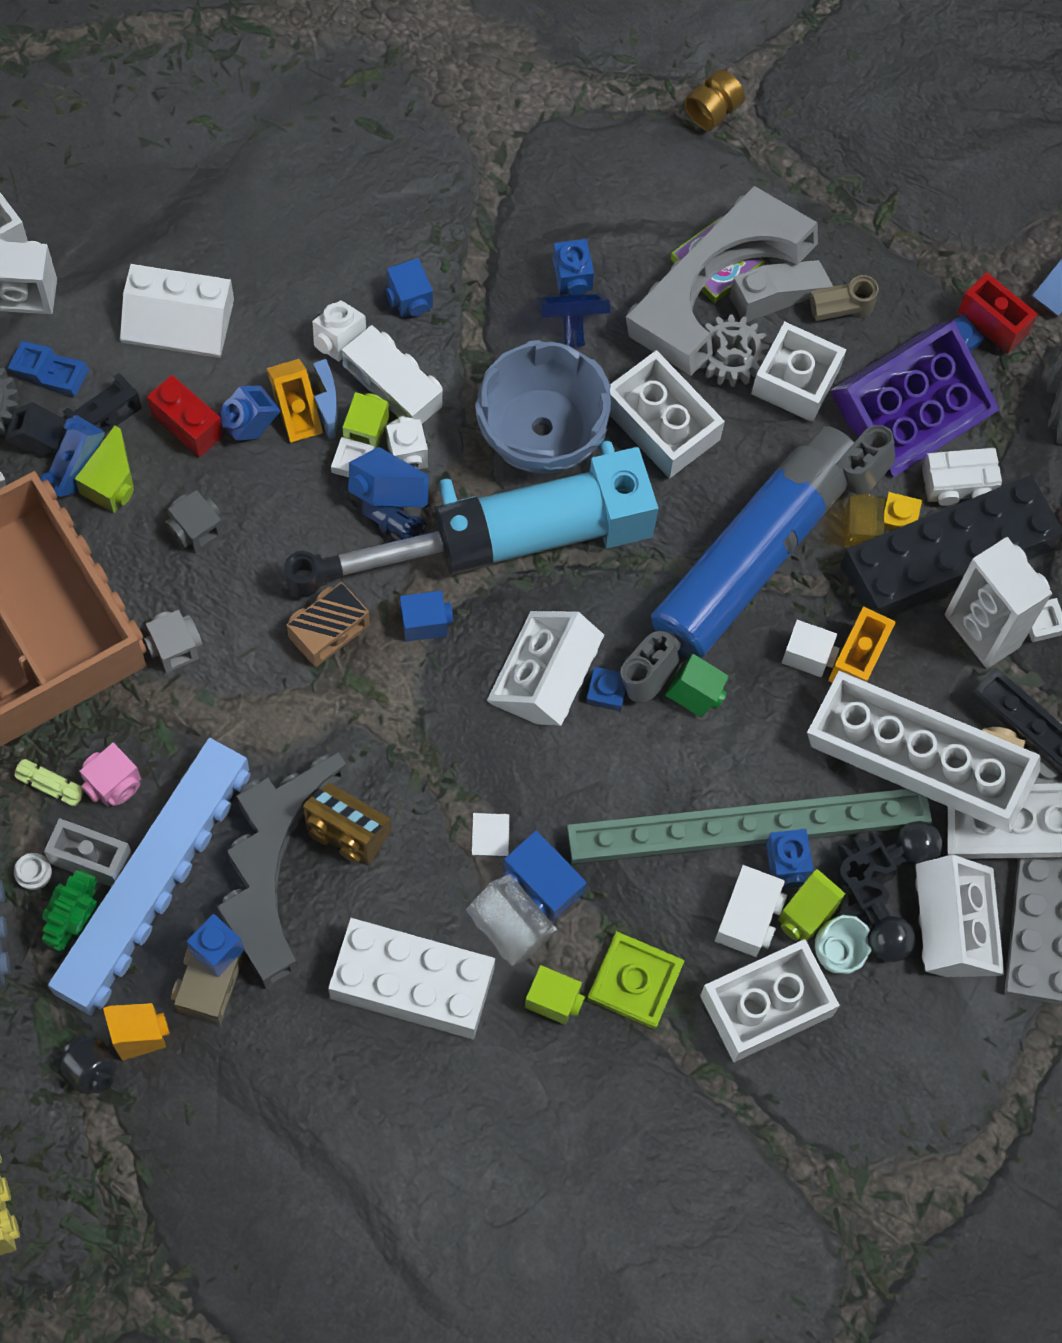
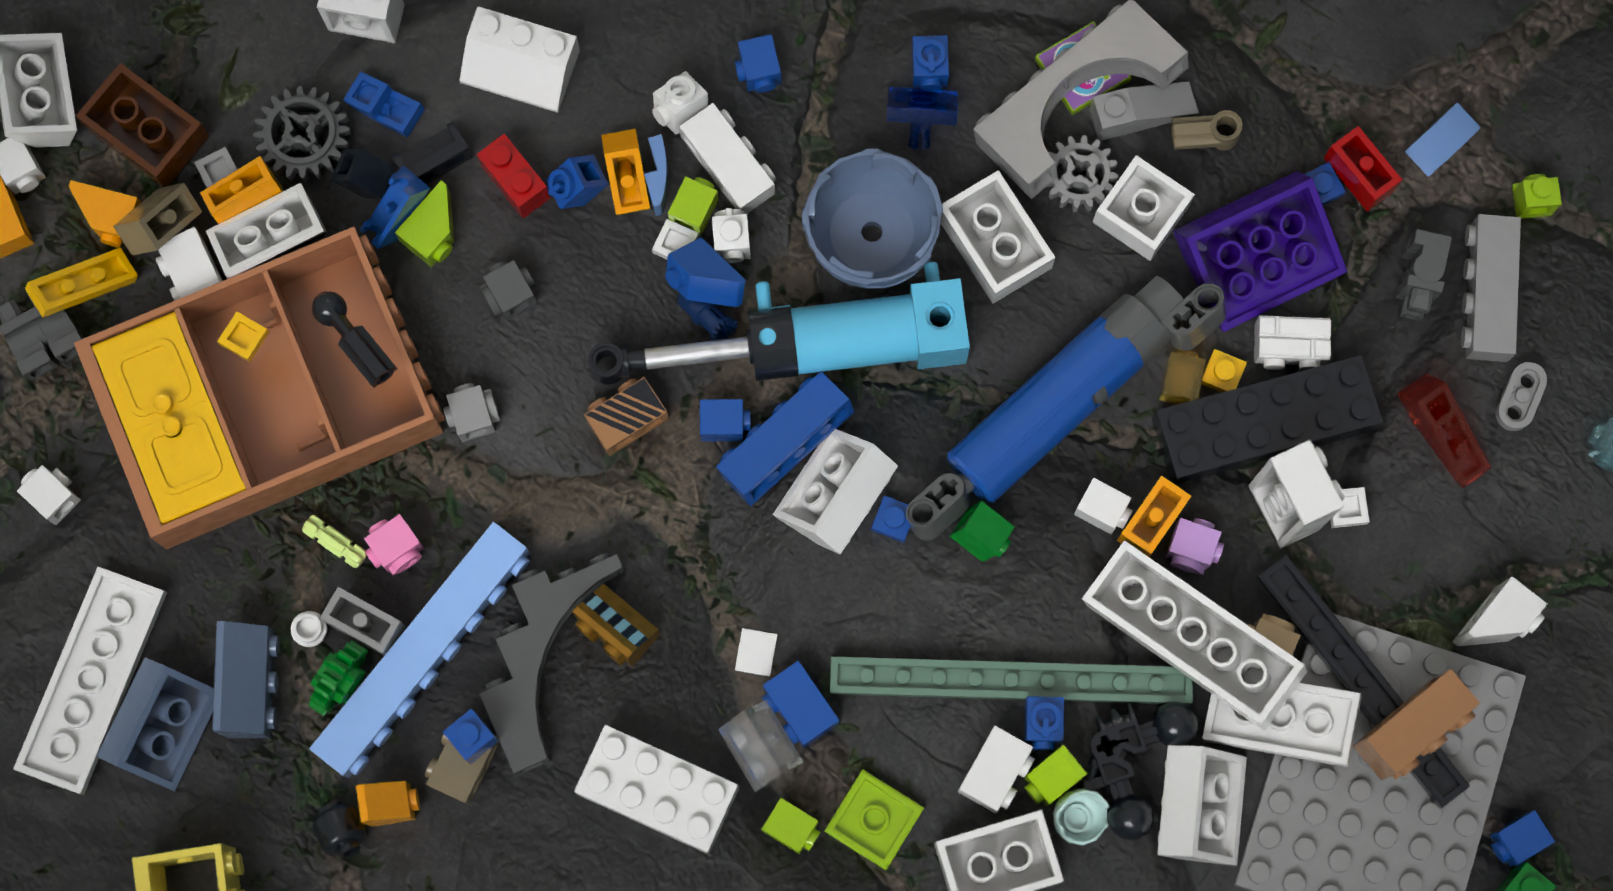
camera: 15 degrees right, 10 degrees up
(50, 573) = (355, 341): none -> black piece
(488, 624) = (785, 438): none -> blue brick
(905, 672) = (1194, 546): none -> lavender brick

